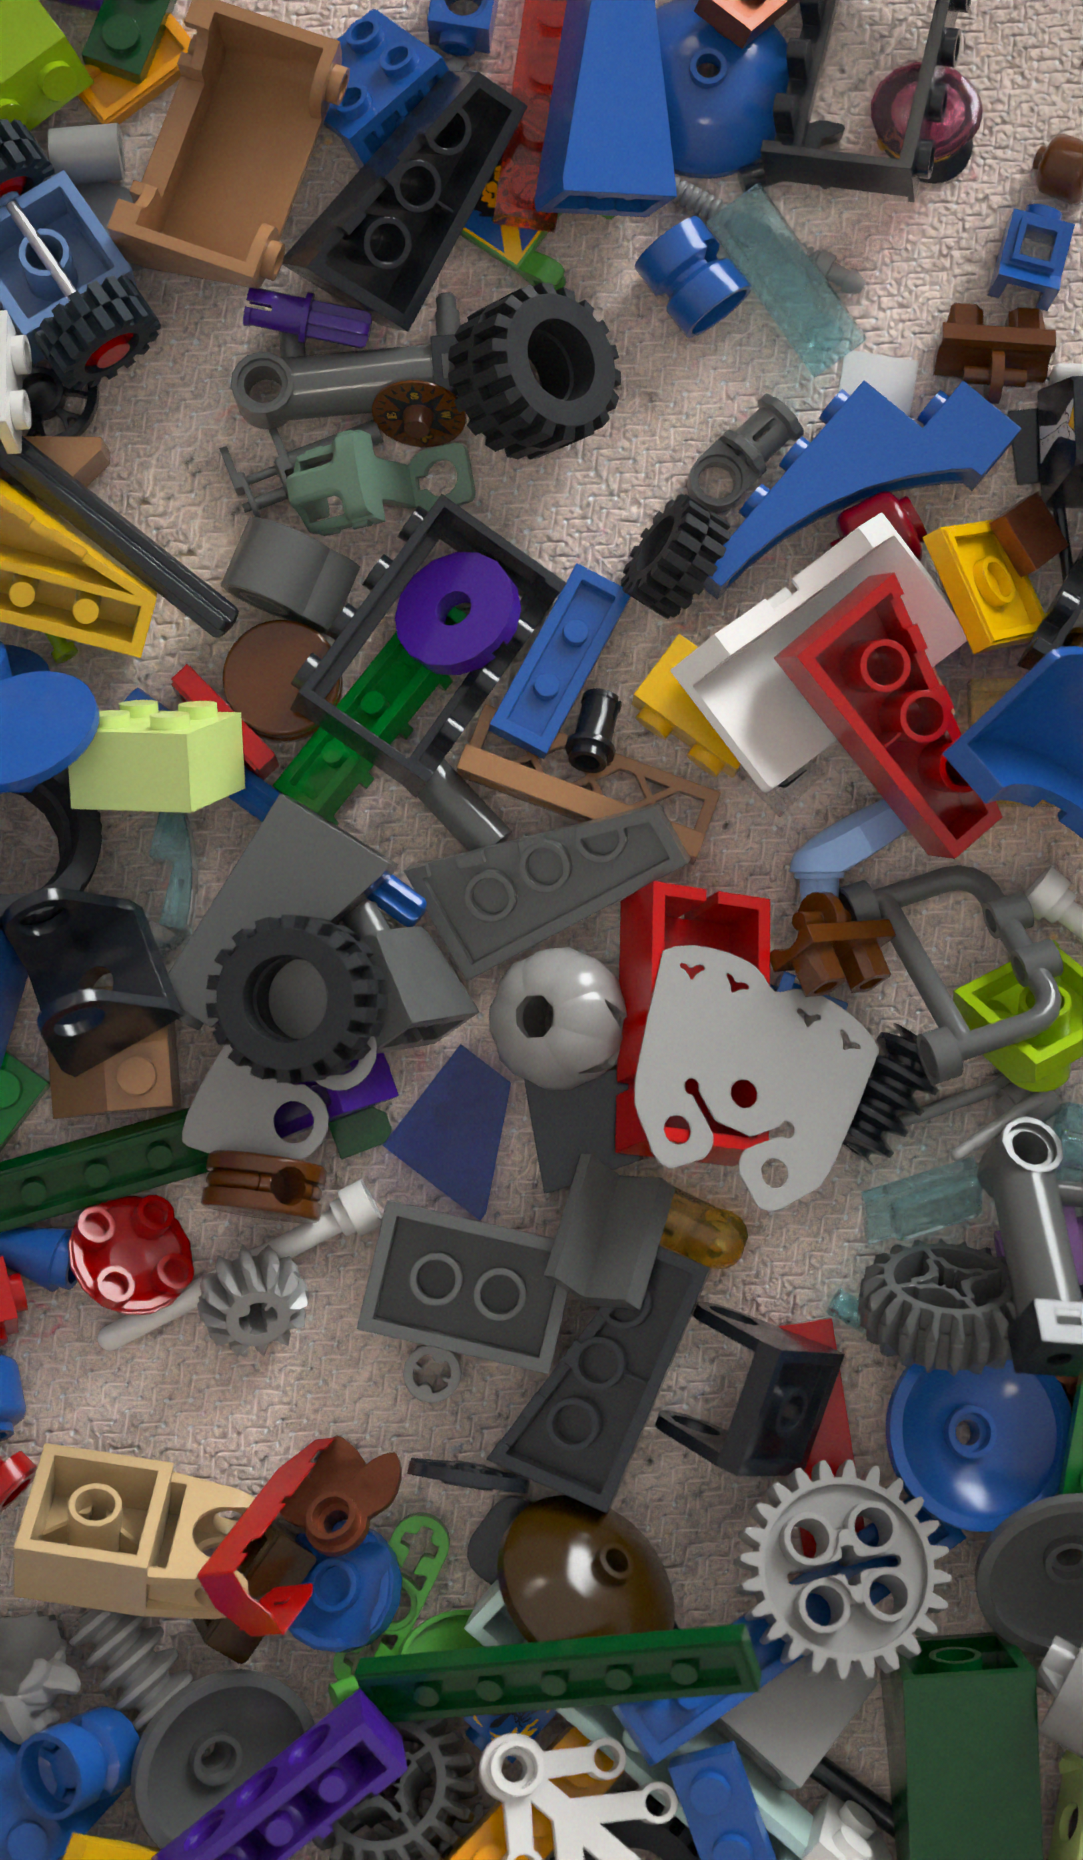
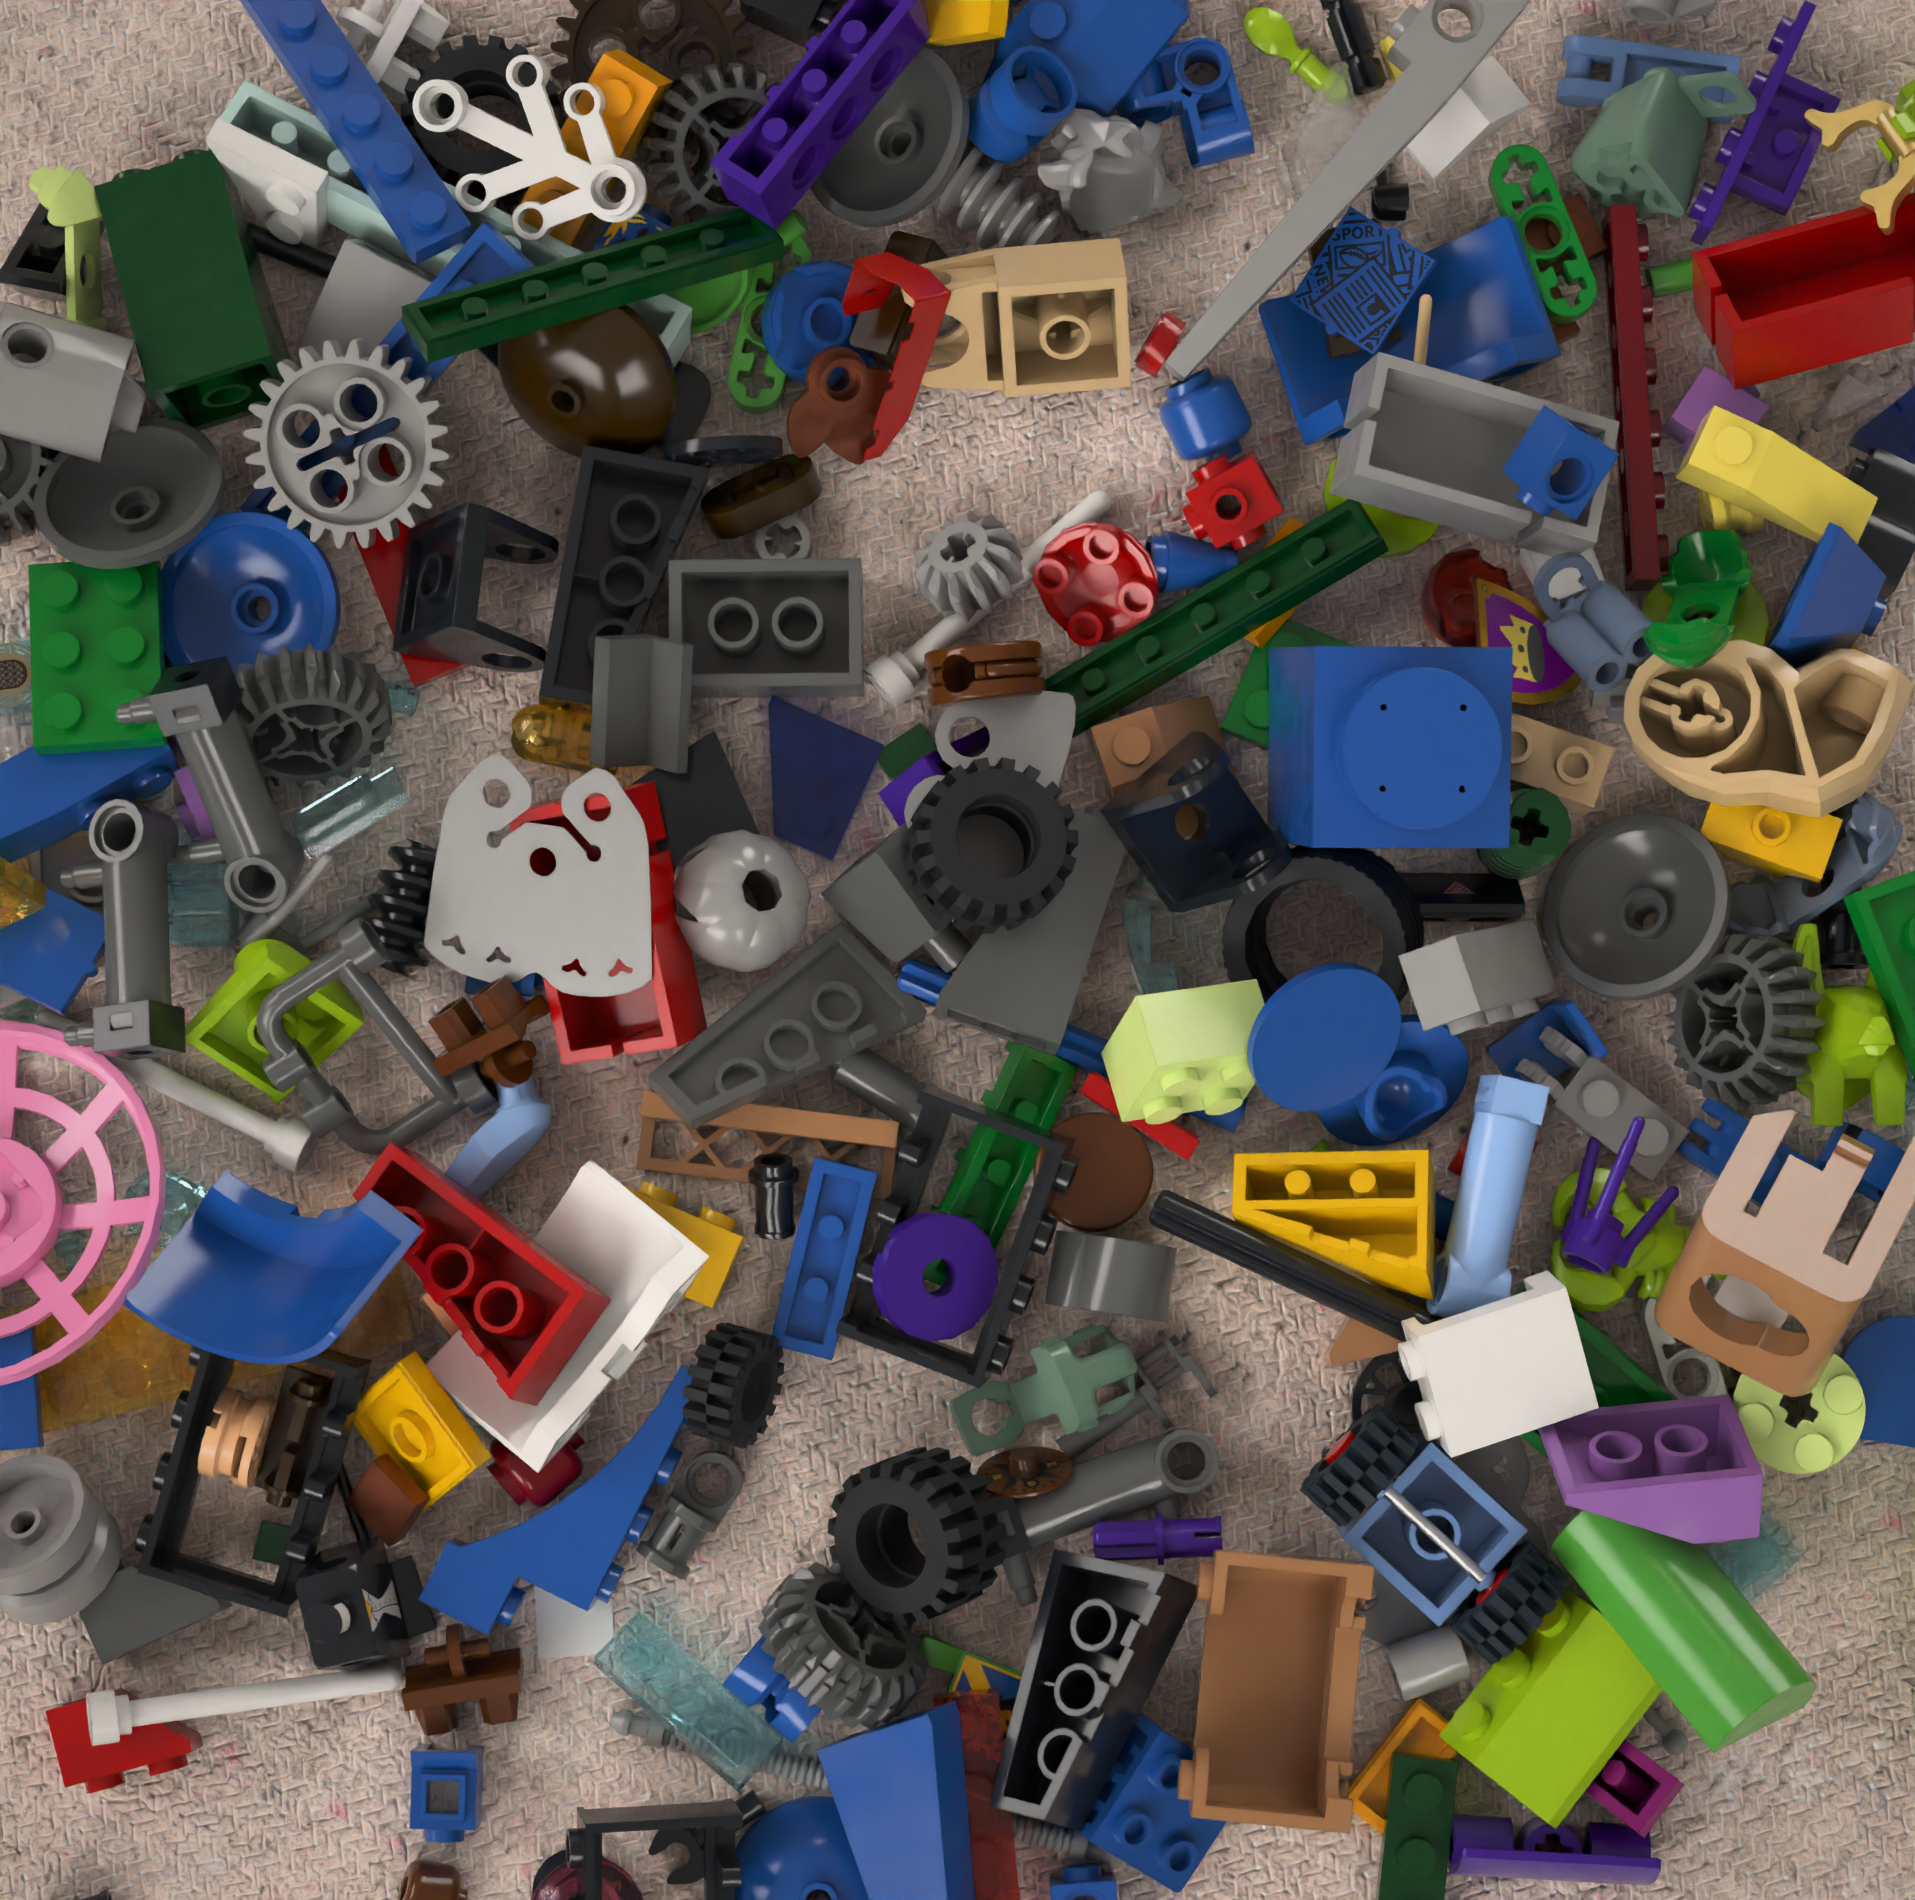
camera: 170 degrees right, 0 degrees up
(442, 1423) = (761, 496): none -> dark brown beam
(635, 283) = (839, 1650): none -> dark grey gear

